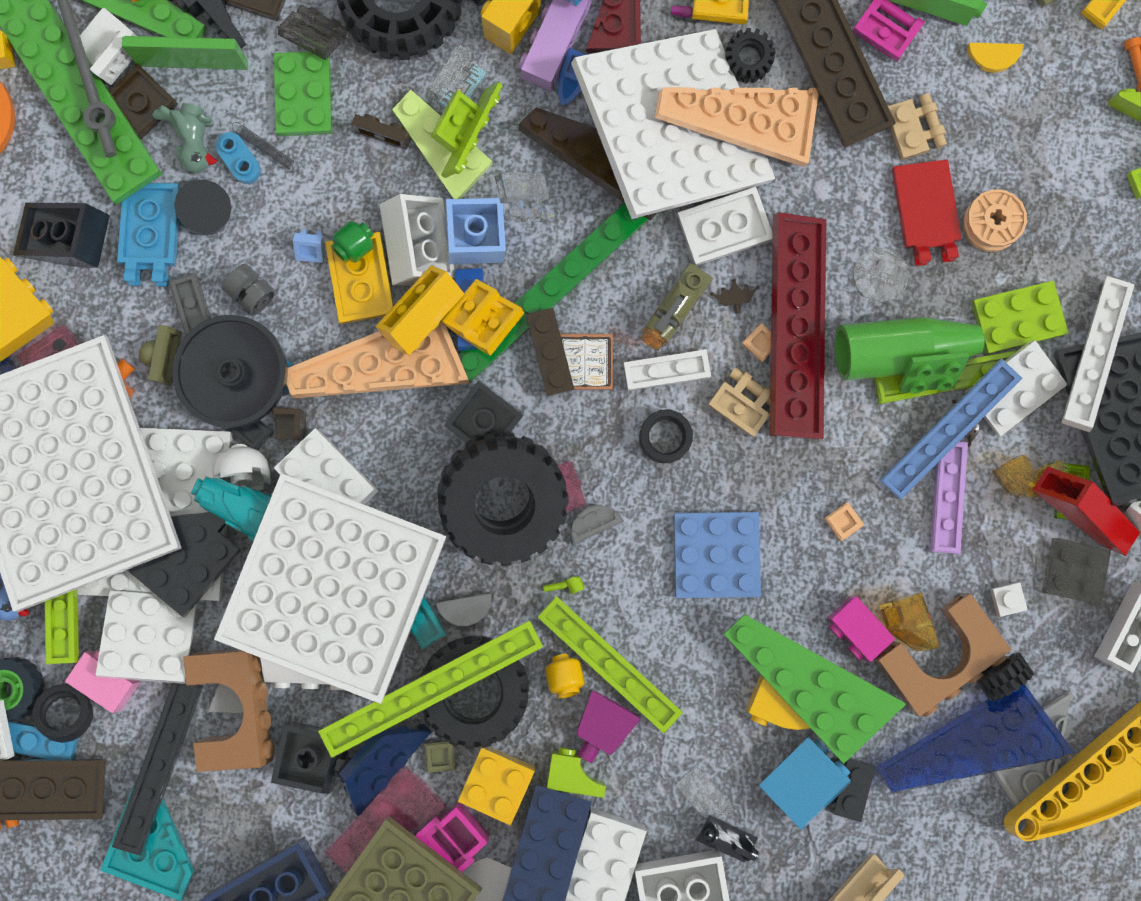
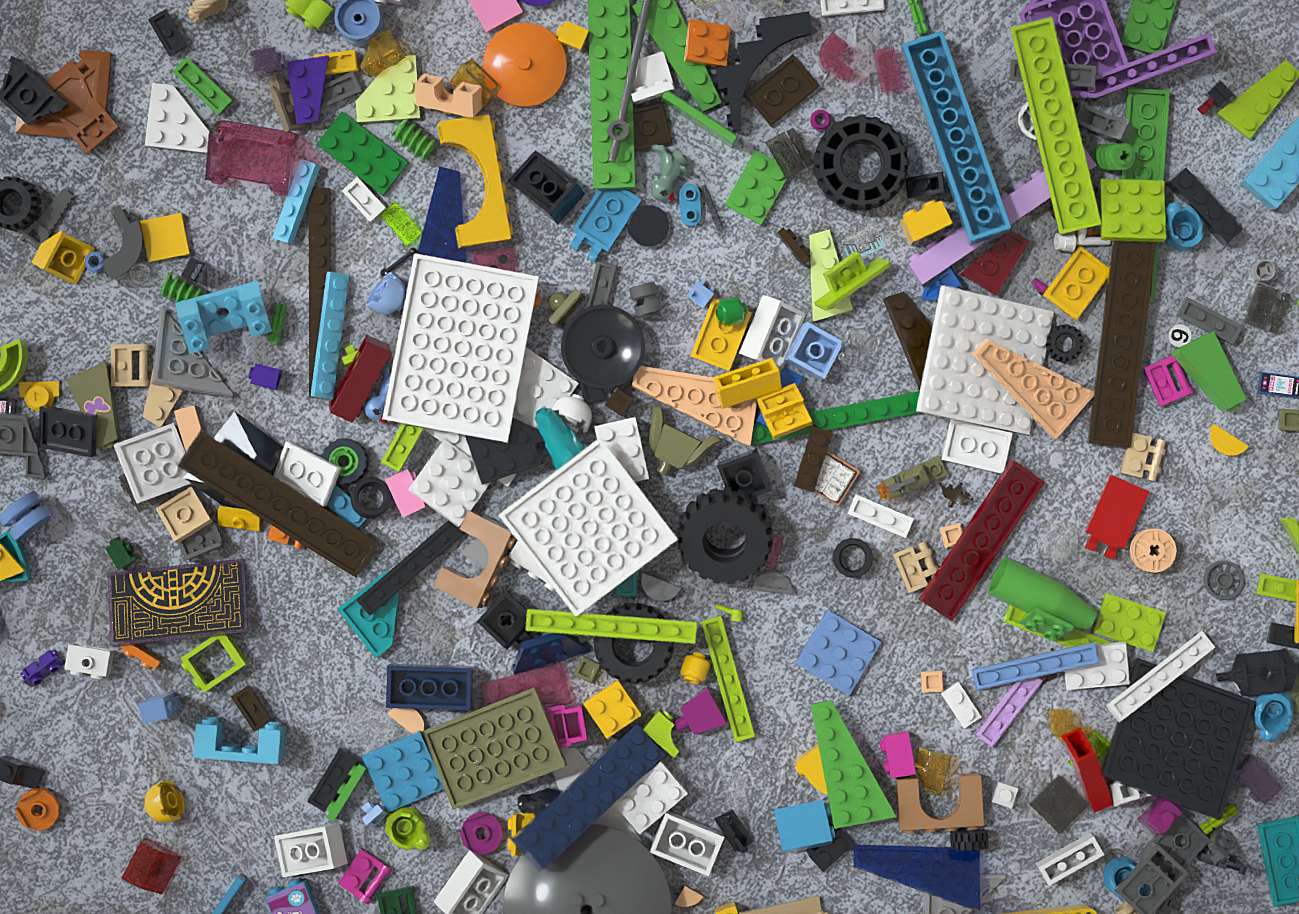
camera: 40 degrees right, 5 degrees up
(384, 434) = (676, 446): none -> olive torso
(893, 527) = (960, 704): none -> white plate
(1091, 206) = (1223, 579): none -> dark grey wheel

